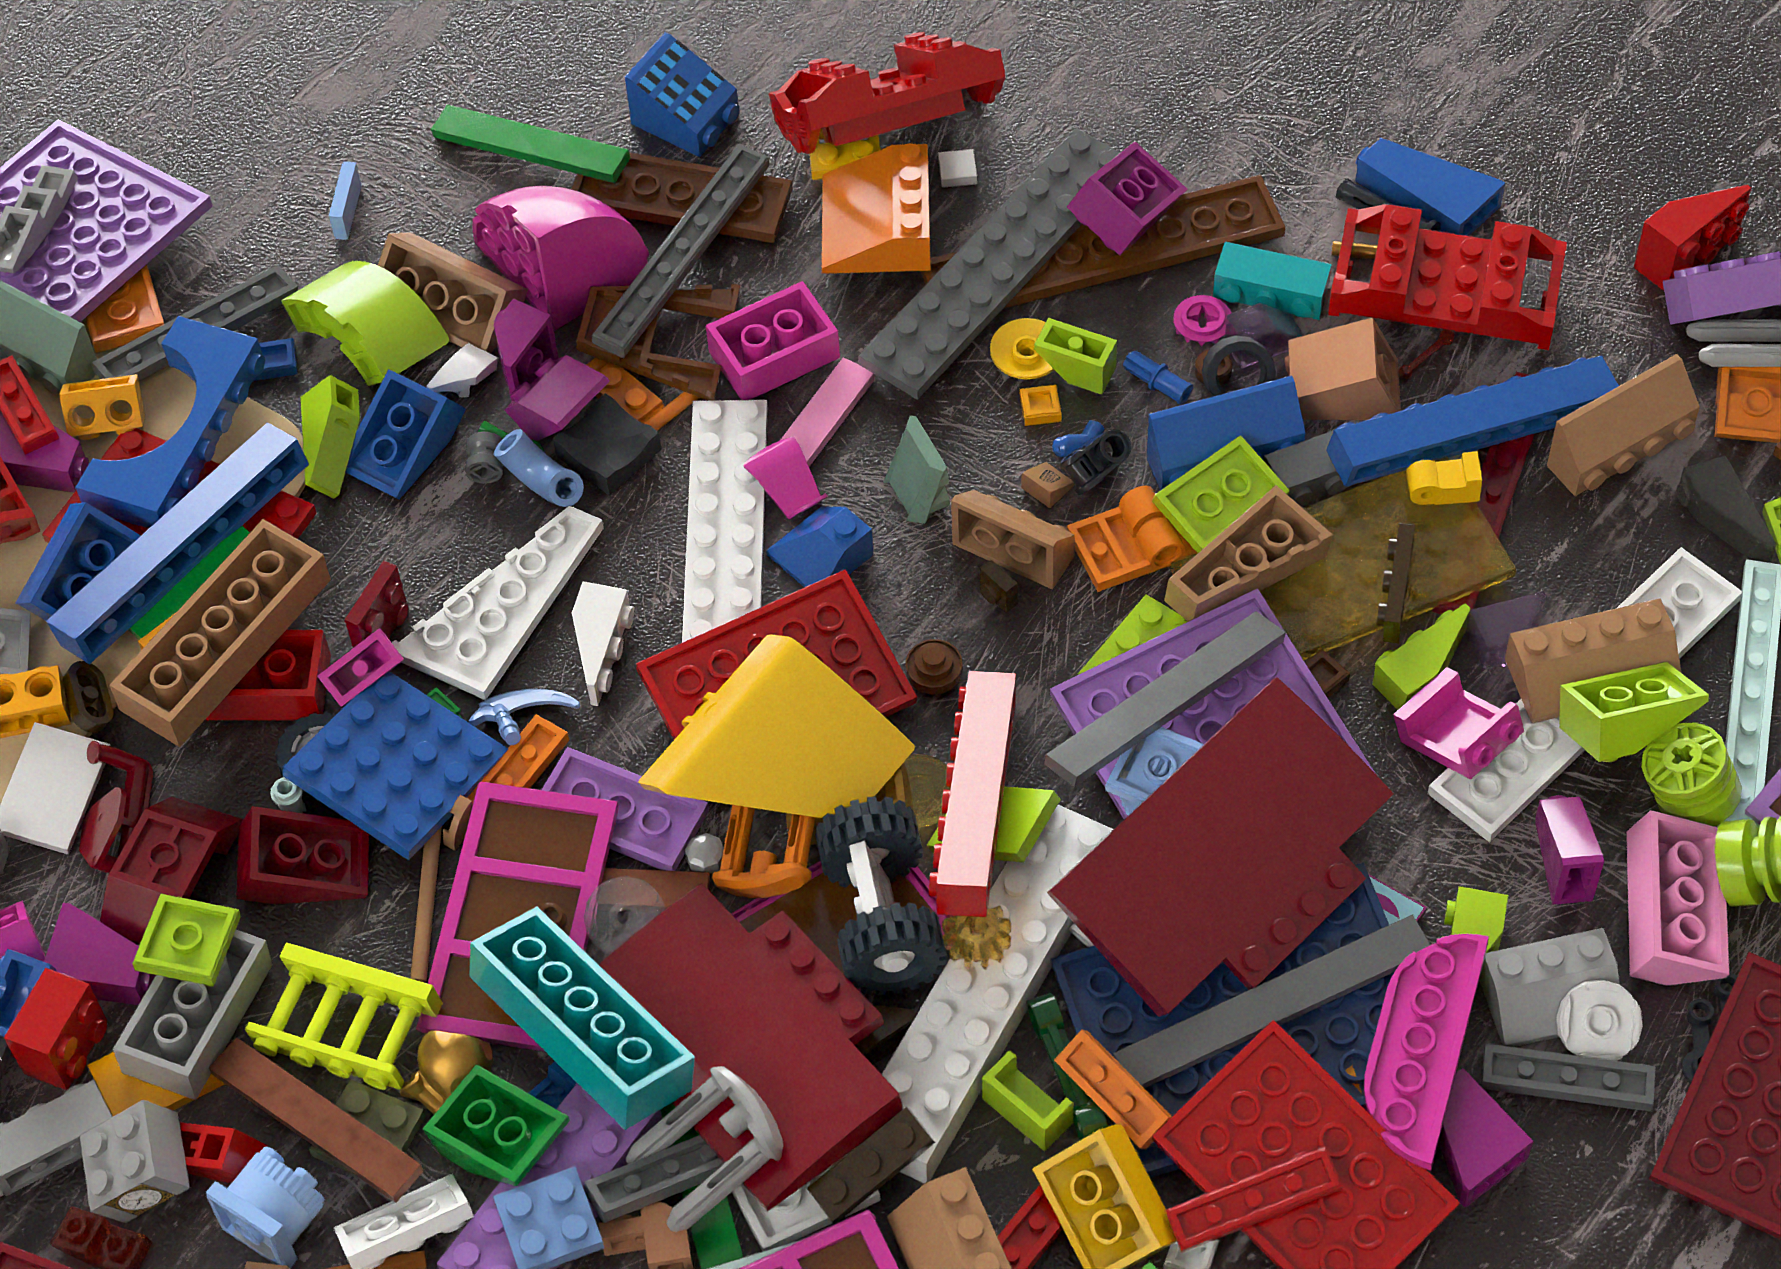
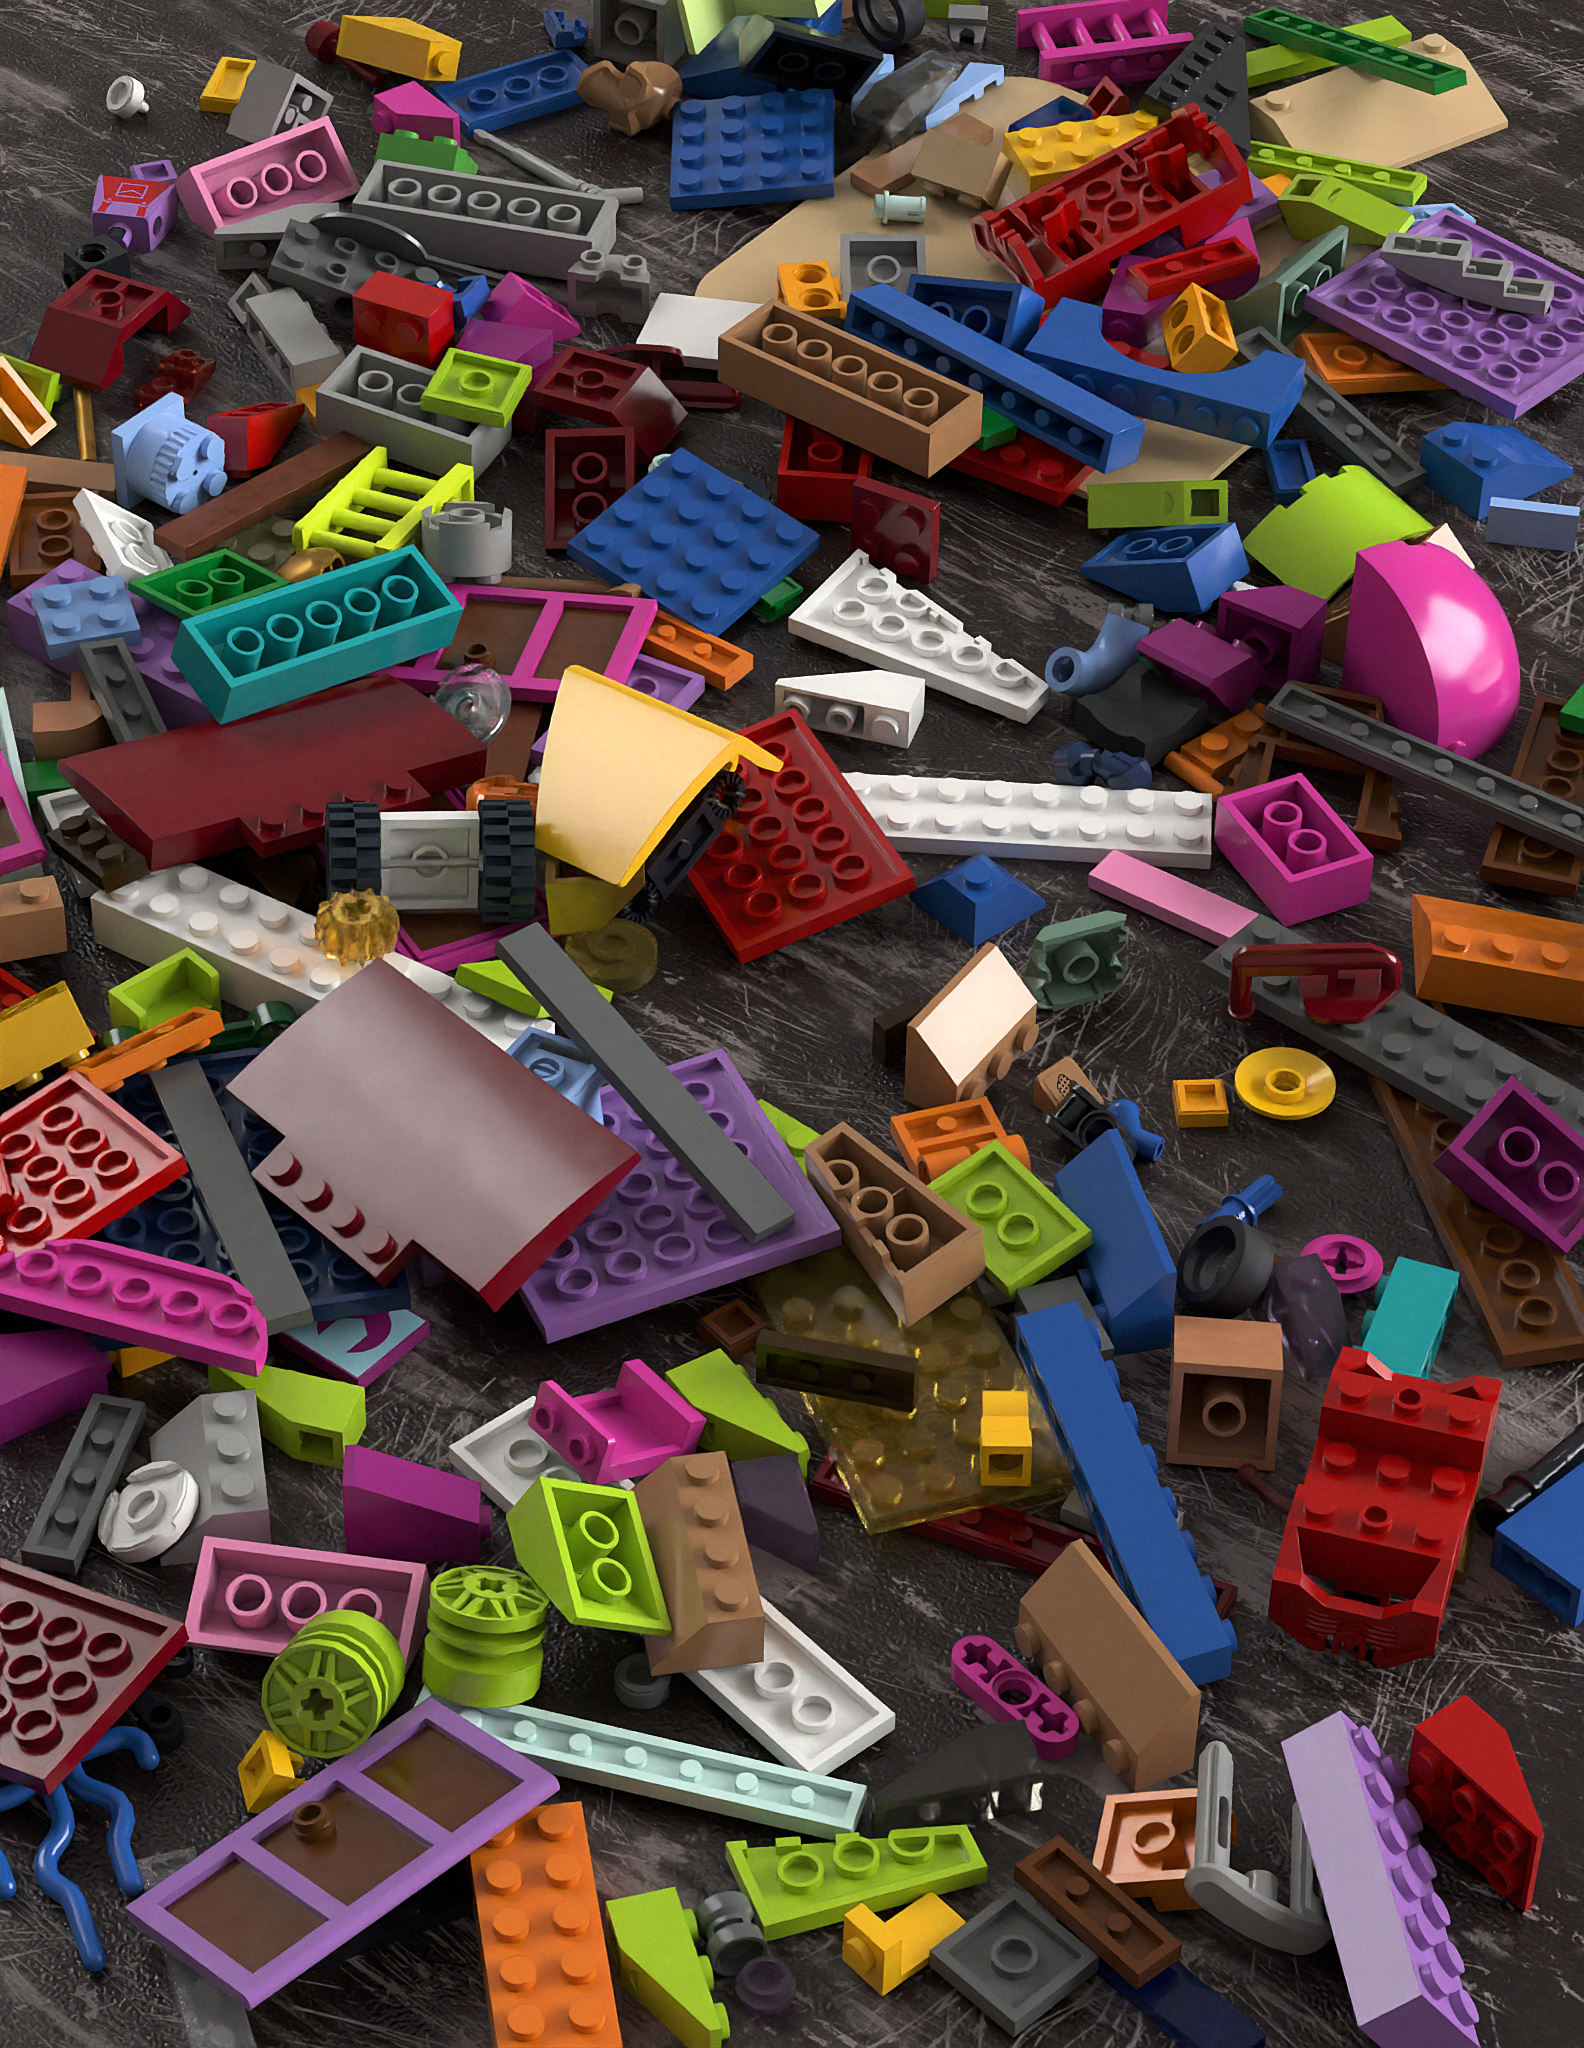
camera: 90 degrees right, 15 degrees down
(134, 1161) = (241, 376): light grey brick -> none
(263, 227) = (1485, 461): none -> blue slope
(360, 667) = (817, 509): dark pink slope -> none
(396, 935) = (467, 541): none -> light grey brick
(500, 706) = (776, 638): medium blue piece -> none
(672, 477) = (1080, 765): none -> dark blue arm
(747, 1113) = (177, 732): light grey piece -> none
(785, 476) = (1082, 861): dark pink piece -> none
(934, 666) = (784, 973): reddish brown plate -> none
(950, 303) = (1334, 979): none -> dark red piece
(976, 795) = (624, 967): brick -> none
(1078, 355) = (1259, 1117): lime slope -> none
(1635, 505) = (1007, 1675): none -> dark pink beam

